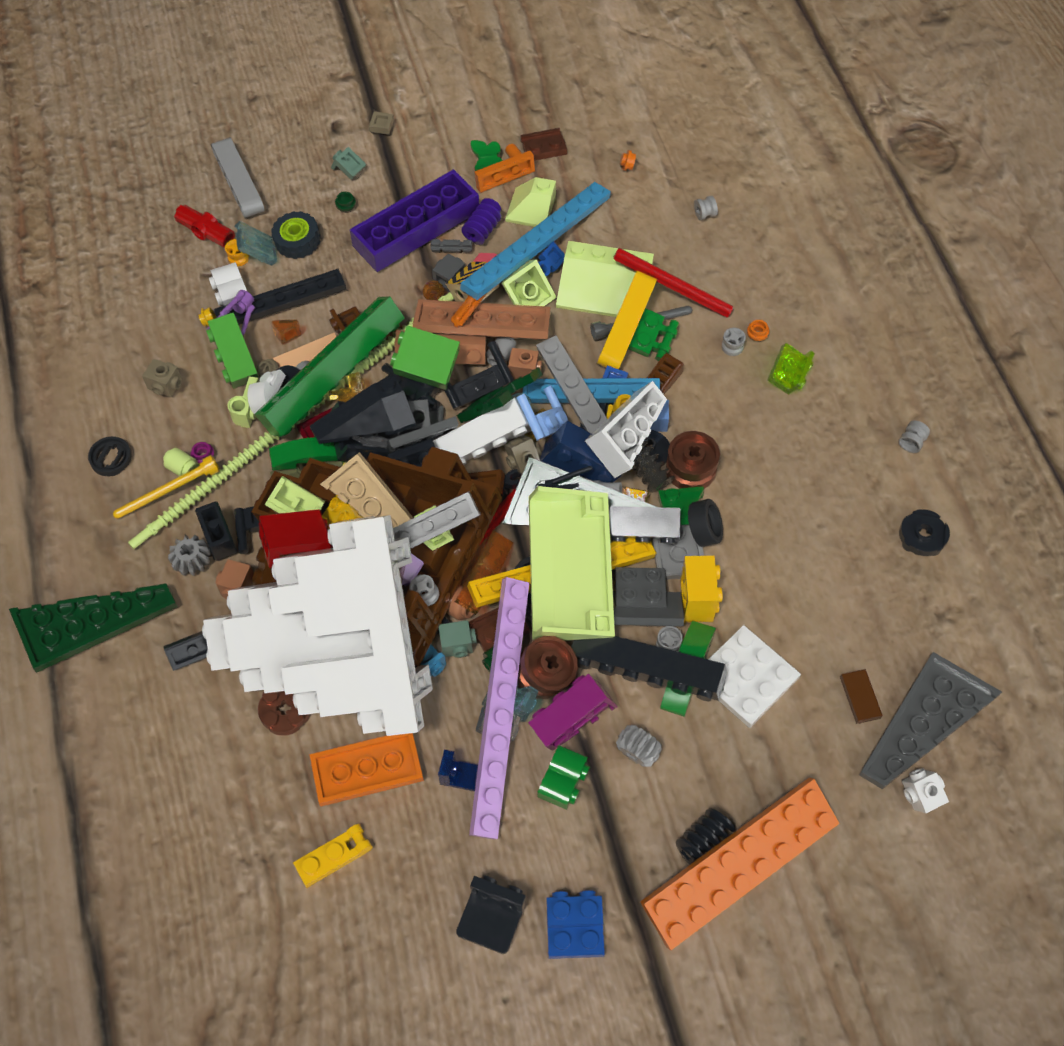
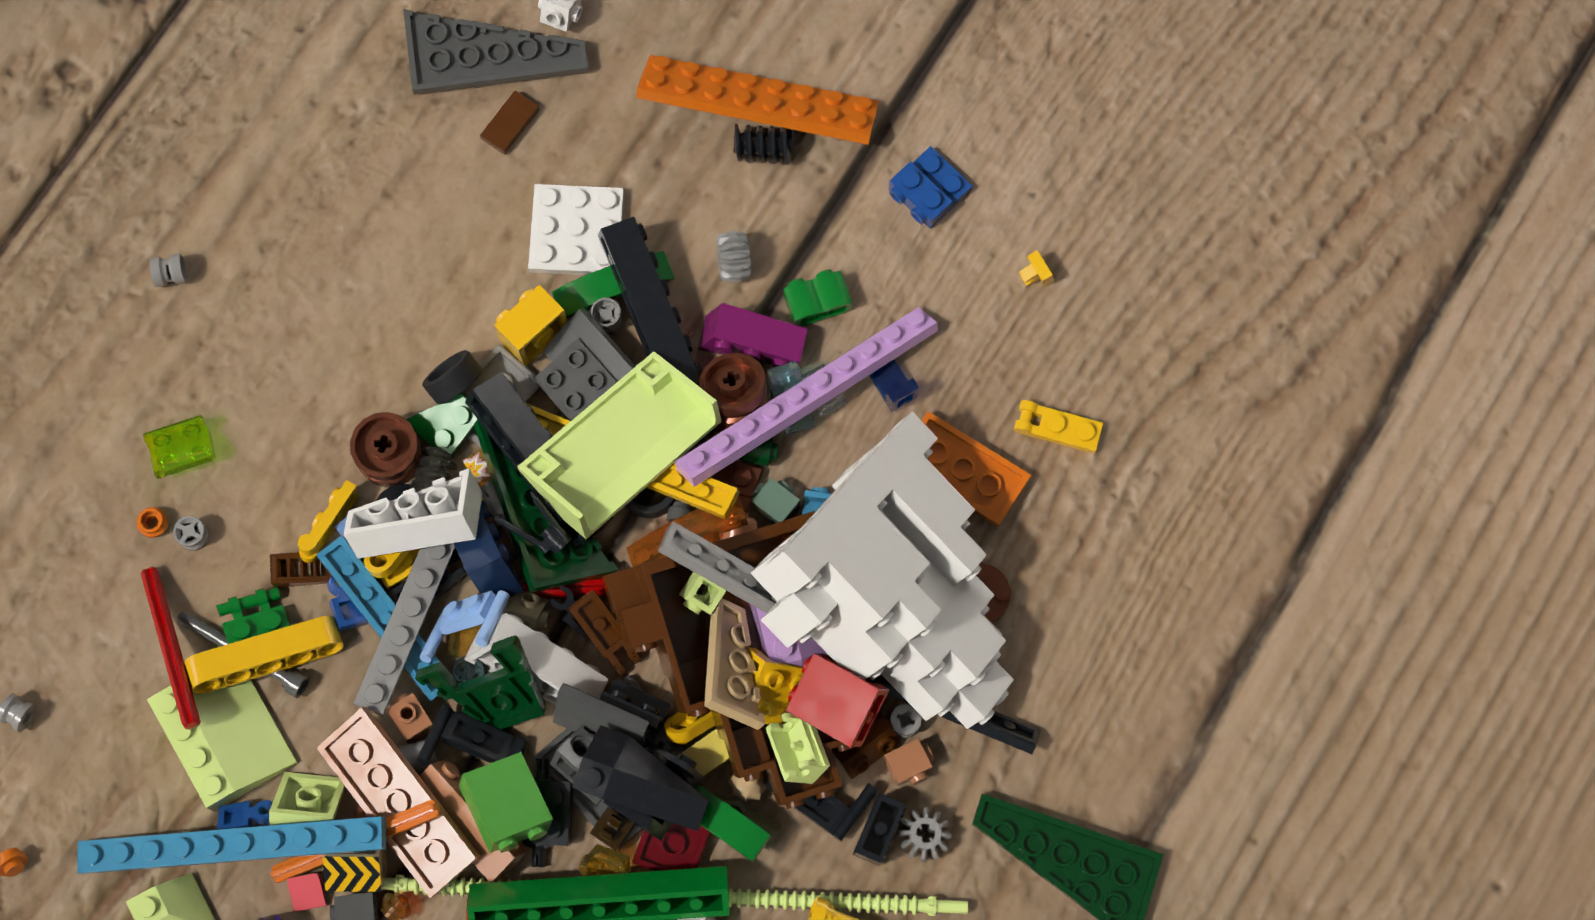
camera: 135 degrees left, 15 degrees up
(425, 583) = (778, 536): light grey wheel -> none
(445, 942) = (1036, 271): none -> yellow tile
(491, 914) = (984, 255): black bracket -> none
(682, 419) = (323, 525): none -> yellow plate
(925, 546) = (284, 202): black plate -> none

